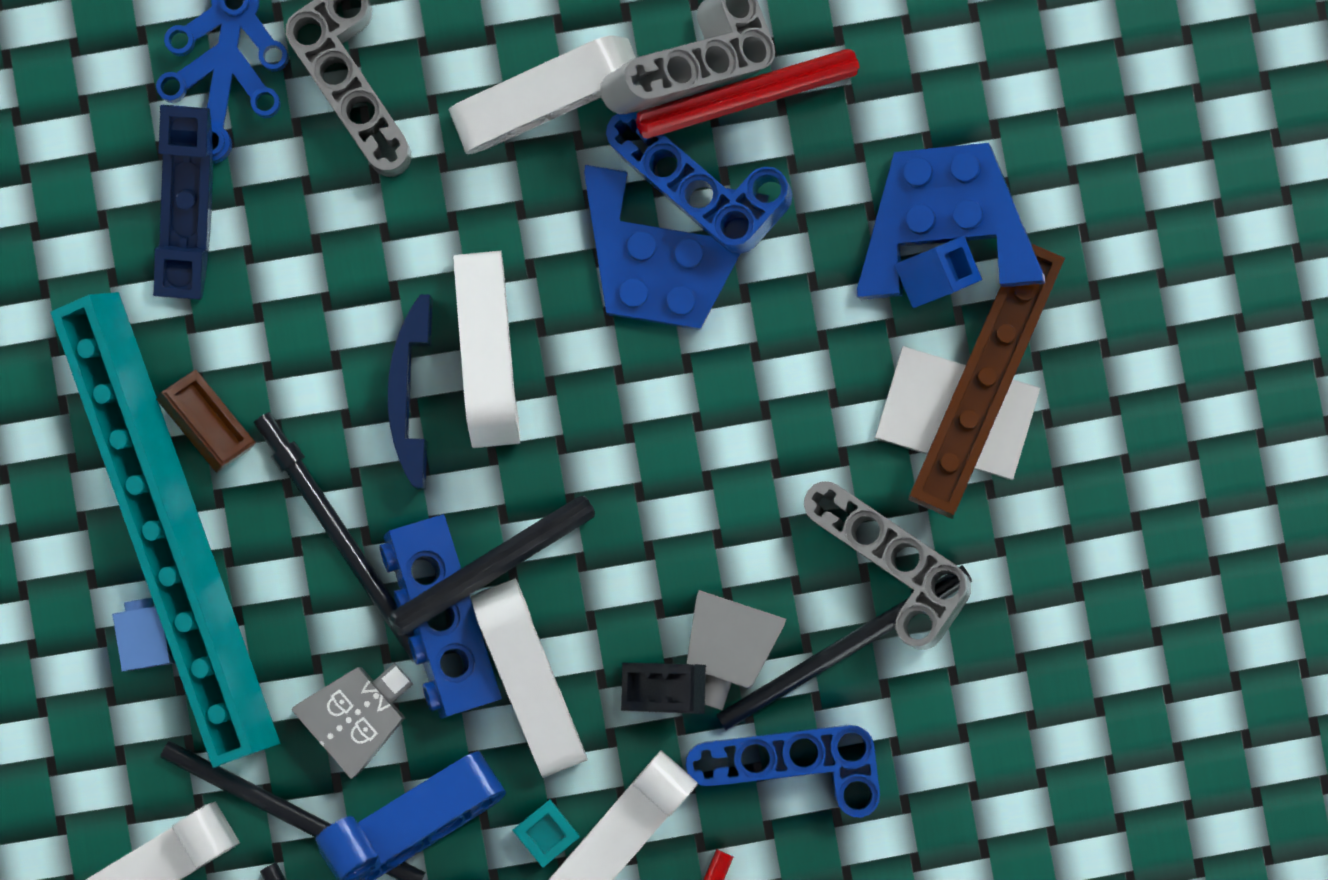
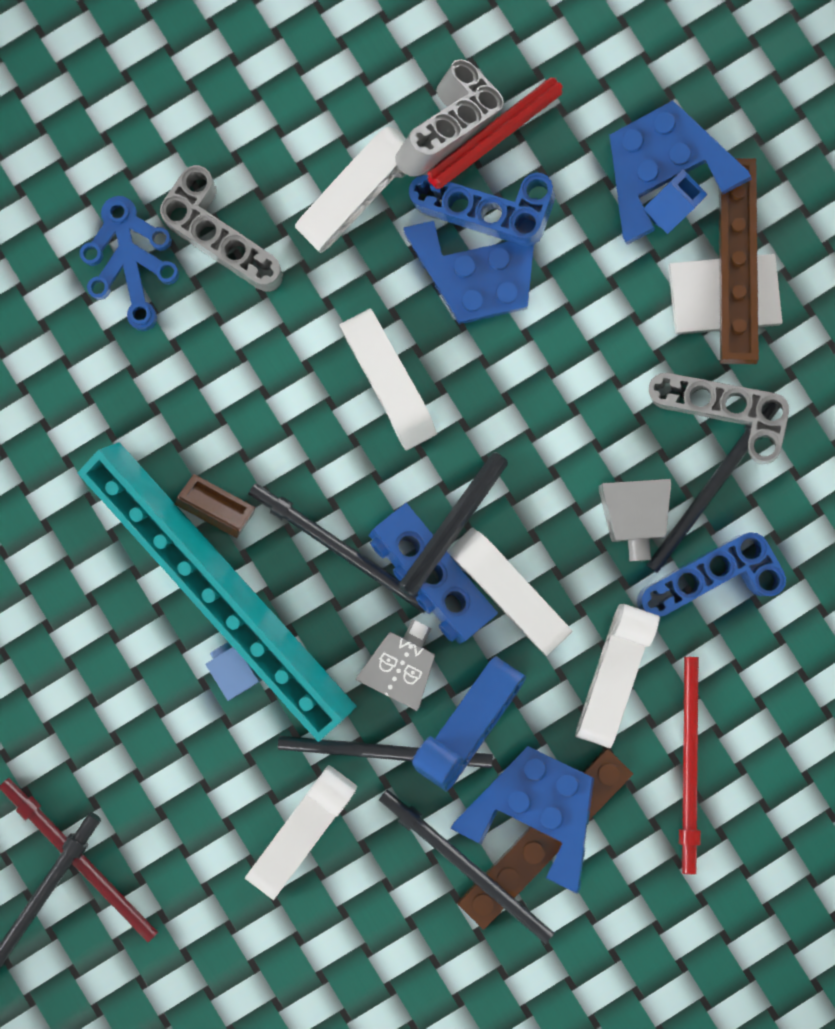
camera: 20 degrees left, 0 degrees up
(185, 201) = (139, 360): dark blue slope -> none
(414, 332) = (335, 388): dark blue slope -> none
(546, 833) = (564, 693): teal plate -> none
(663, 687) = (605, 560): black plate -> none

